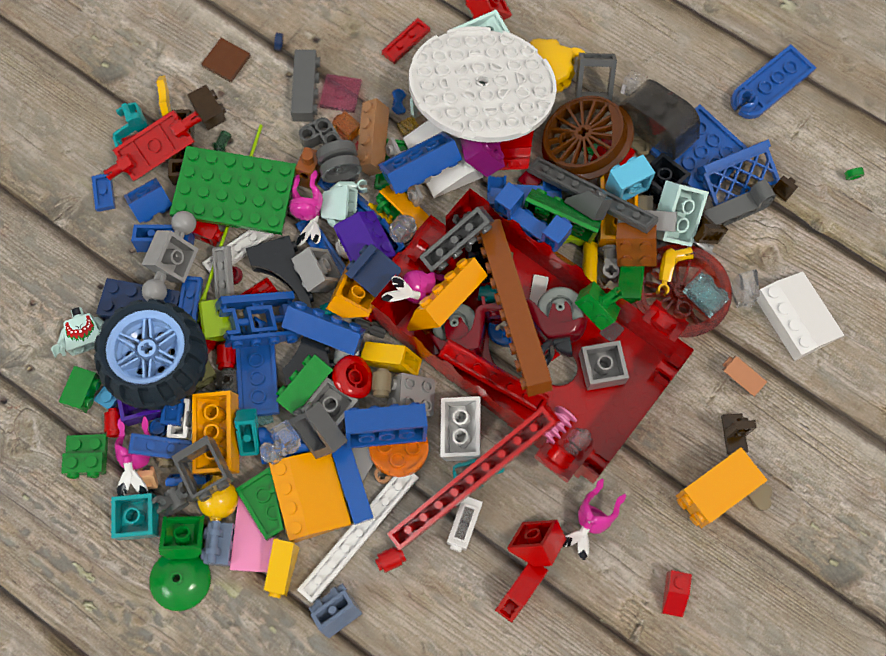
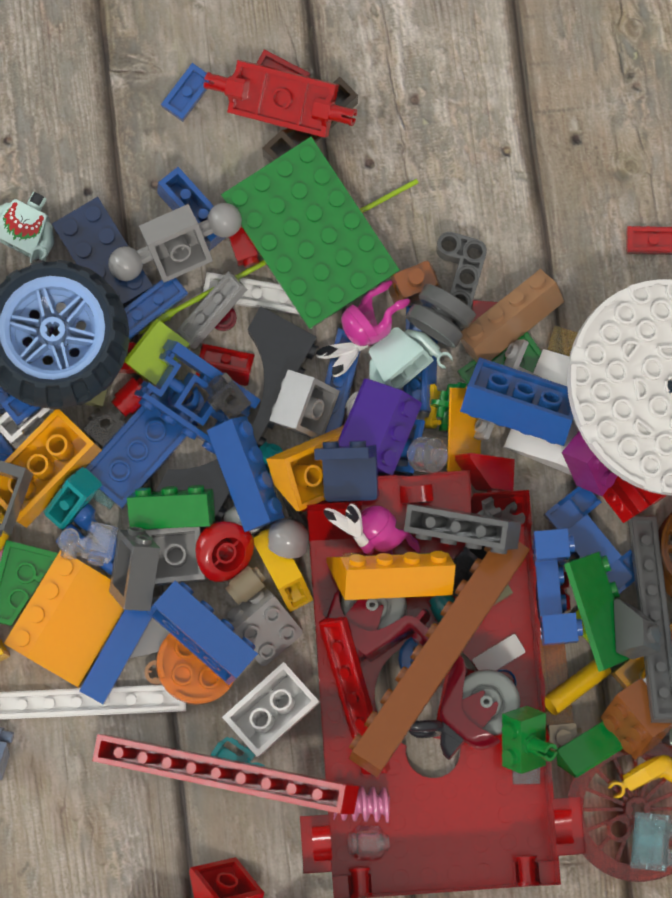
camera: 45 degrees right, 10 degrees up
(134, 120) = (291, 45): teal piece -> none
(148, 200) = (221, 148): blue slope -> none
(163, 91) = (350, 47): yellow tile -> none
(207, 107) = (381, 106): dark brown brick -> none
(222, 141) = (351, 162): clear green piece -> none
(226, 60) = (458, 67): reddish brown tile -> none
(274, 300) = (226, 396): none -> clear smoke brick
(278, 43) = (531, 104): dark blue tile -> none
(304, 86) = (506, 183): dark grey brick -> none
(340, 93) = (535, 229): clear pink tile -> none
(346, 126) = (498, 275): clear orange brick -> none
(378, 337) = (288, 538): none -> light grey hair
(390, 559) = (77, 758): red brick -> none
(398, 95) = (575, 309): blue piece -> none
(437, 209) = (488, 472): none -> red slope
(464, 524) = (177, 802): white window -> none
(529, 179) = (618, 532): dark red tile -> none
(603, 365) = (474, 798): light grey brick -> none
(609, 264) = (598, 705): light grey connector -> none

